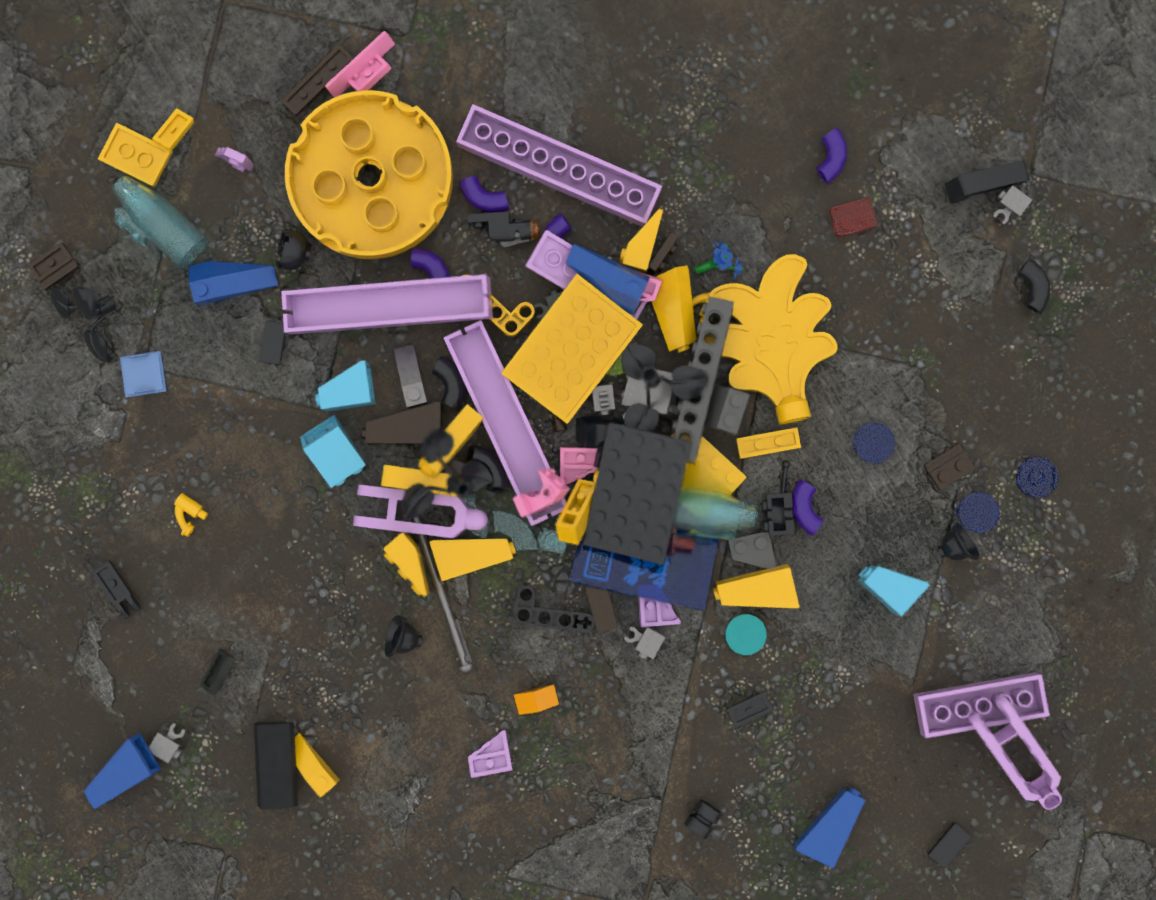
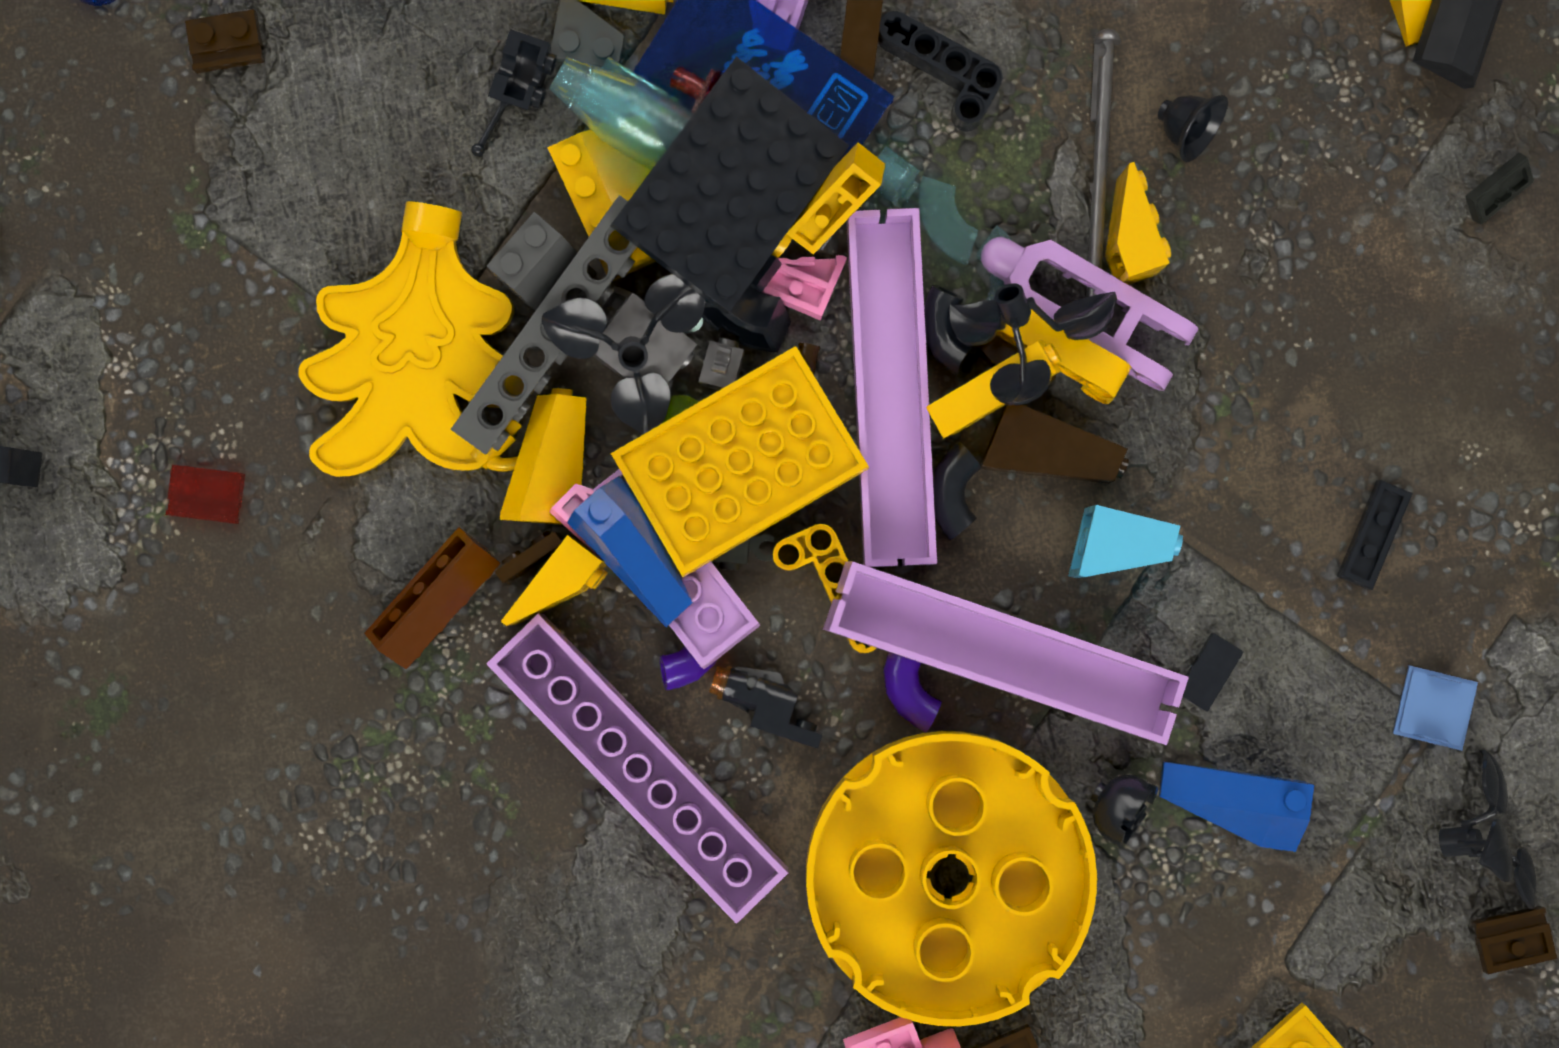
camera: 155 degrees left, 0 degrees up
(156, 219) = (1323, 948): clear light blue piece -> none
(188, 505) = (1441, 463): yellow plant -> none
(212, 453) = (1374, 534): none -> black tile
(238, 160) = (1156, 992): lavender wing -> none
(332, 451) = (1185, 459): medium azure slope -> none
(410, 376) = (1012, 527): flat silver slope -> none
(468, 555) = (1031, 207): yellow slope -> none
(481, 198) = (783, 765): dark purple cylinder -> none
(537, 502) = (897, 240): bright pink tile -> none
(706, 210) = (432, 598): none -> reddish brown brick
(721, 260) = (441, 508): blue plant -> none
(768, 443) = (490, 191): yellow plate -> none
(802, 508) = (481, 65): dark purple cylinder -> none
(835, 157) = (190, 599): dark purple cylinder -> none
(874, 442) = (325, 126): clear blue tile -> none

